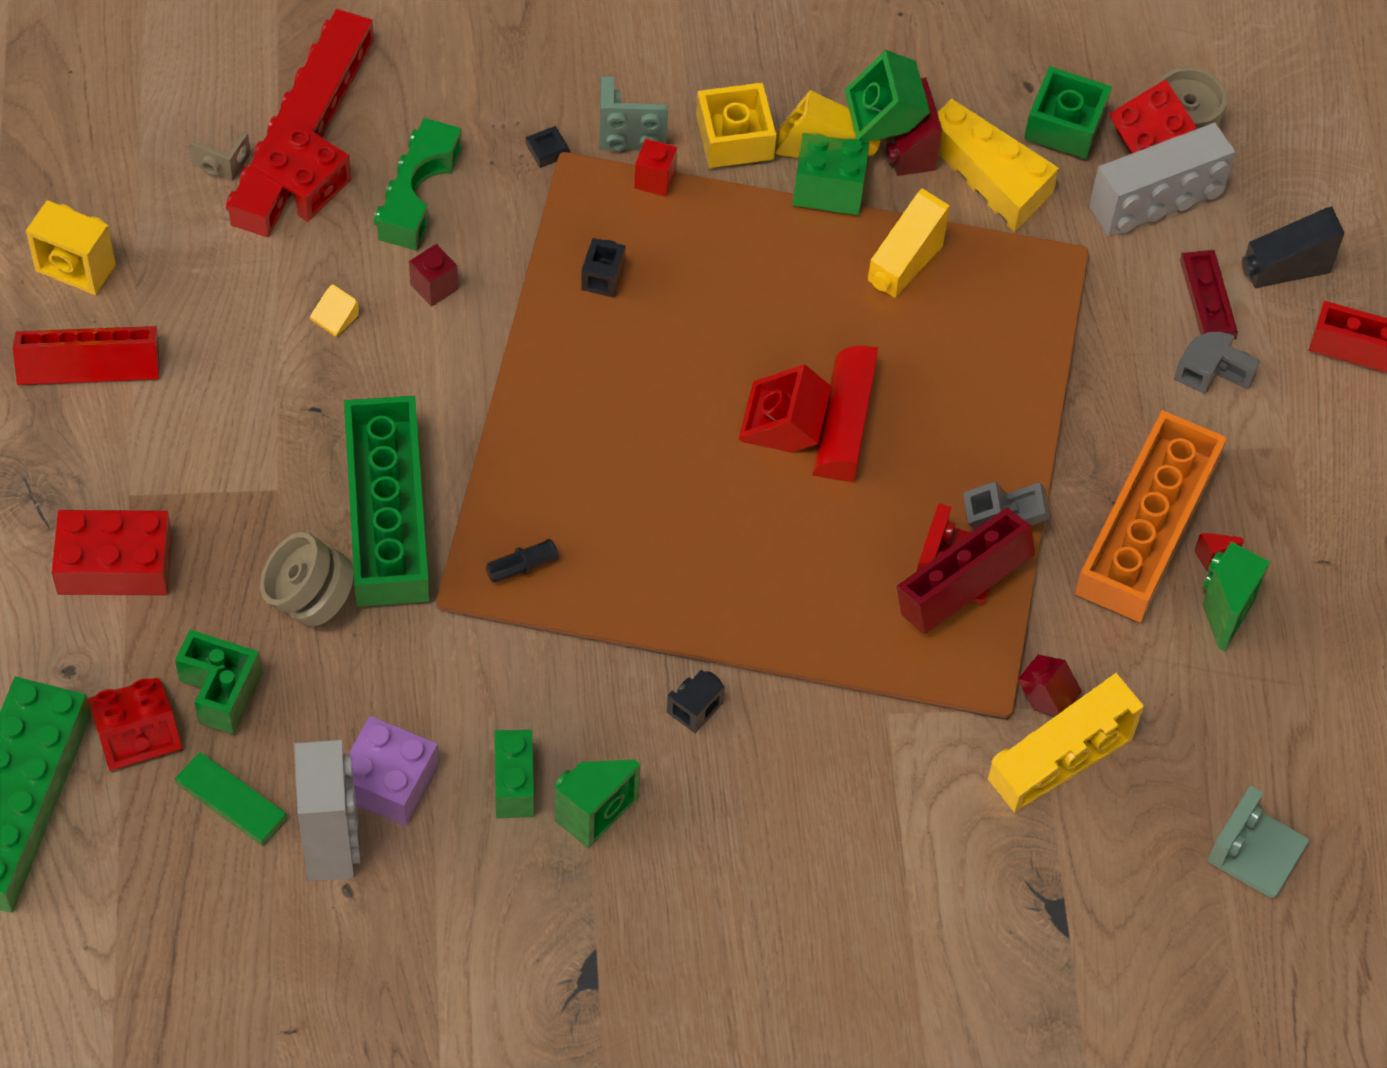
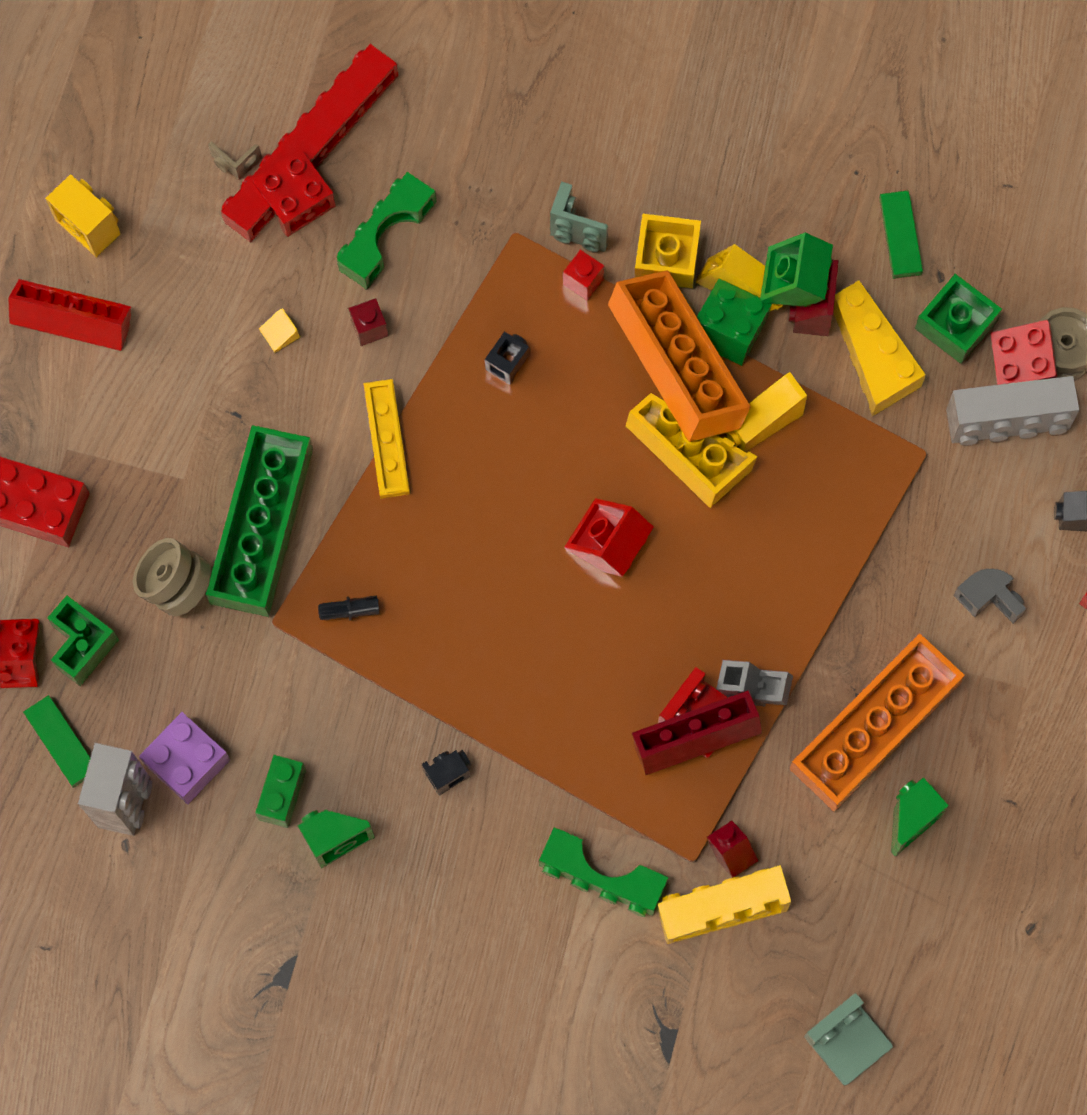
camera: 25 degrees right, 15 degrees up
(498, 383) = (386, 438): none -> yellow tile
(546, 146) = (506, 221): black tile -> none
(794, 208) = (678, 355): none -> orange brick
(837, 301) = (705, 465): none -> yellow wedge
(846, 413) = (659, 552): red brick -> none
(871, 753) = (638, 889): none -> green arch
(971, 56) = (900, 234): none -> green tile
(1208, 292) = (1014, 526): dark red tile -> none
(1209, 544) = (920, 767): red slope -> none

